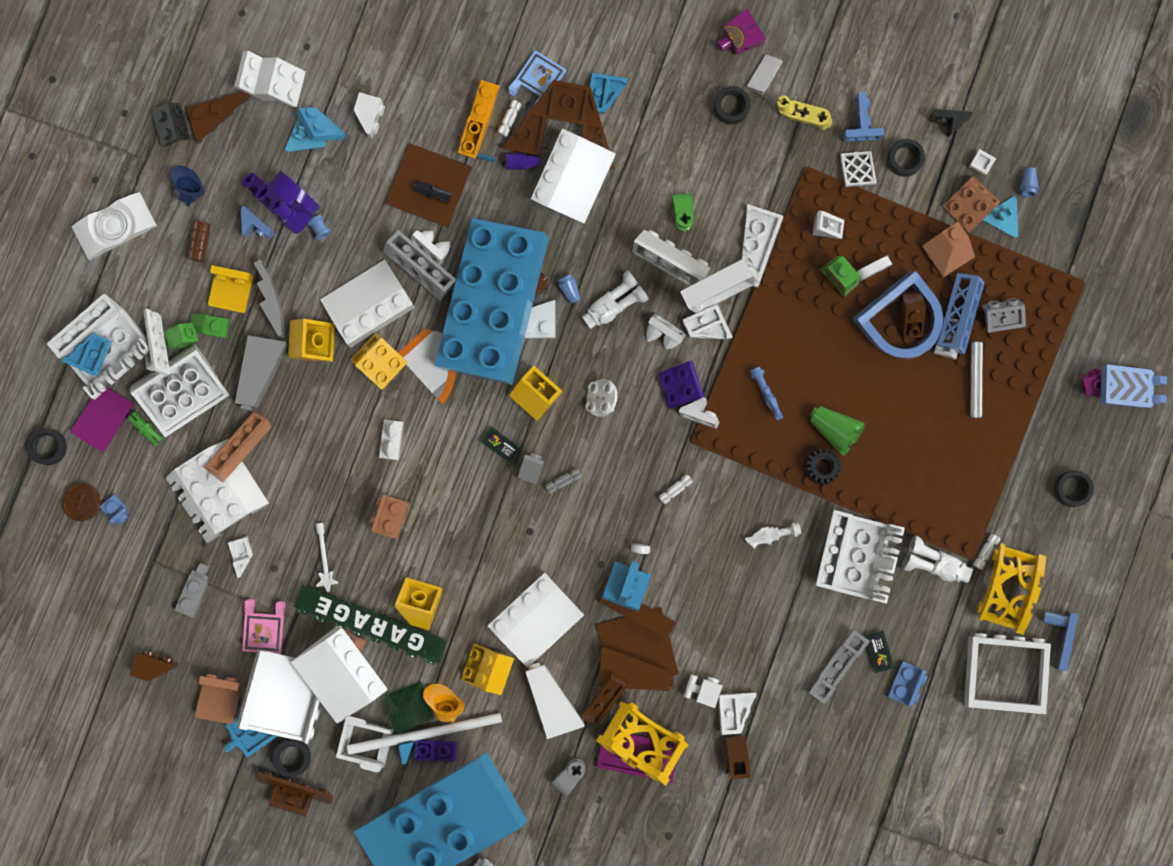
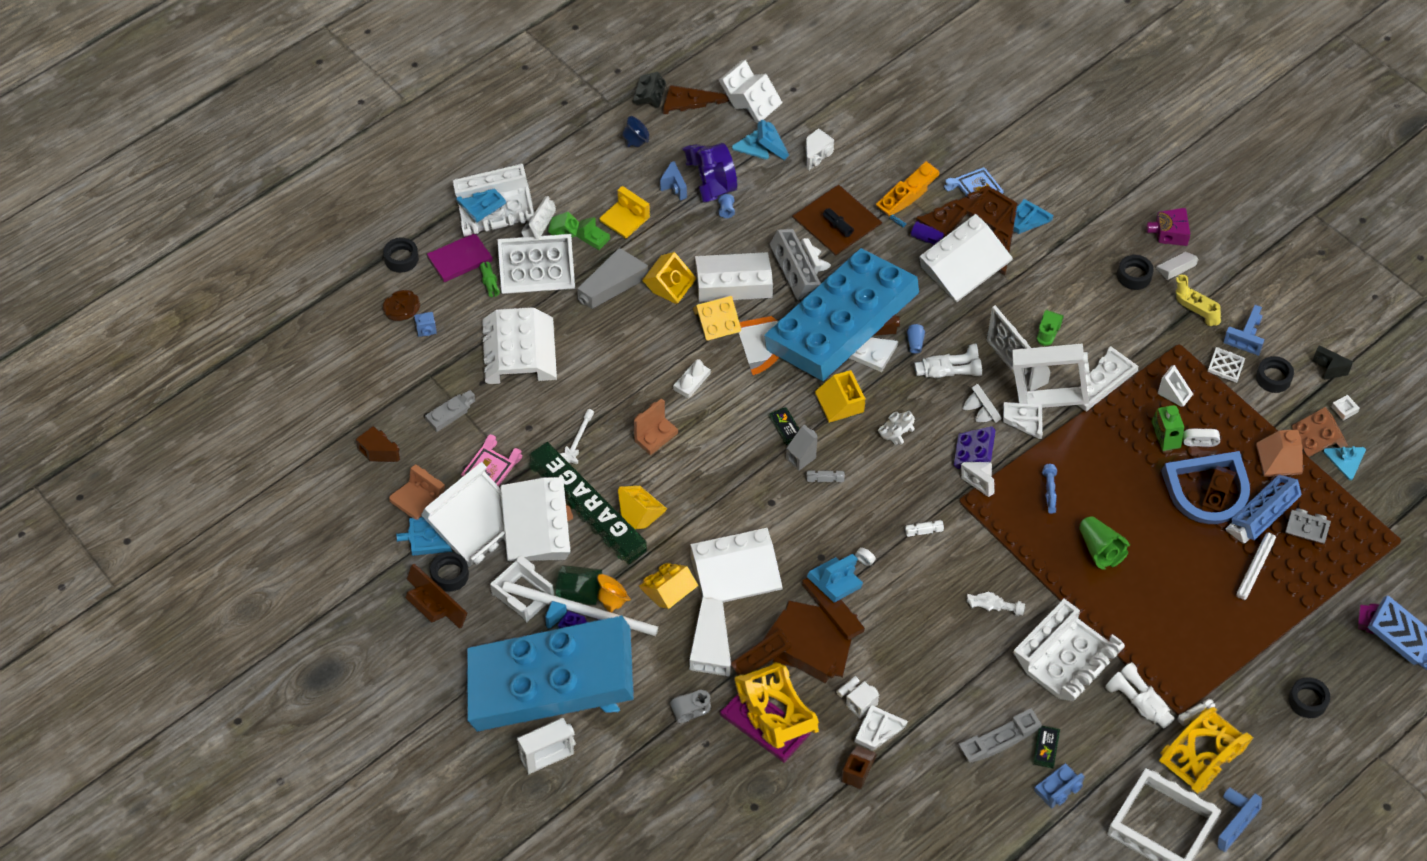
camera: 30 degrees right, 30 degrees down
(114, 225) = (559, 136): white slope -> none
(198, 241) = (621, 173): reddish brown axle -> none
(238, 446) = (560, 320): nougat slope -> none
(241, 554) = (508, 403): white slope -> none
(271, 305) = (653, 238): light grey slope -> none
(509, 118) = (934, 202): white axle -> none
(834, 466) = (1070, 576): black tyre -> none
(1029, 184) = (1382, 442): medium blue cone -> none

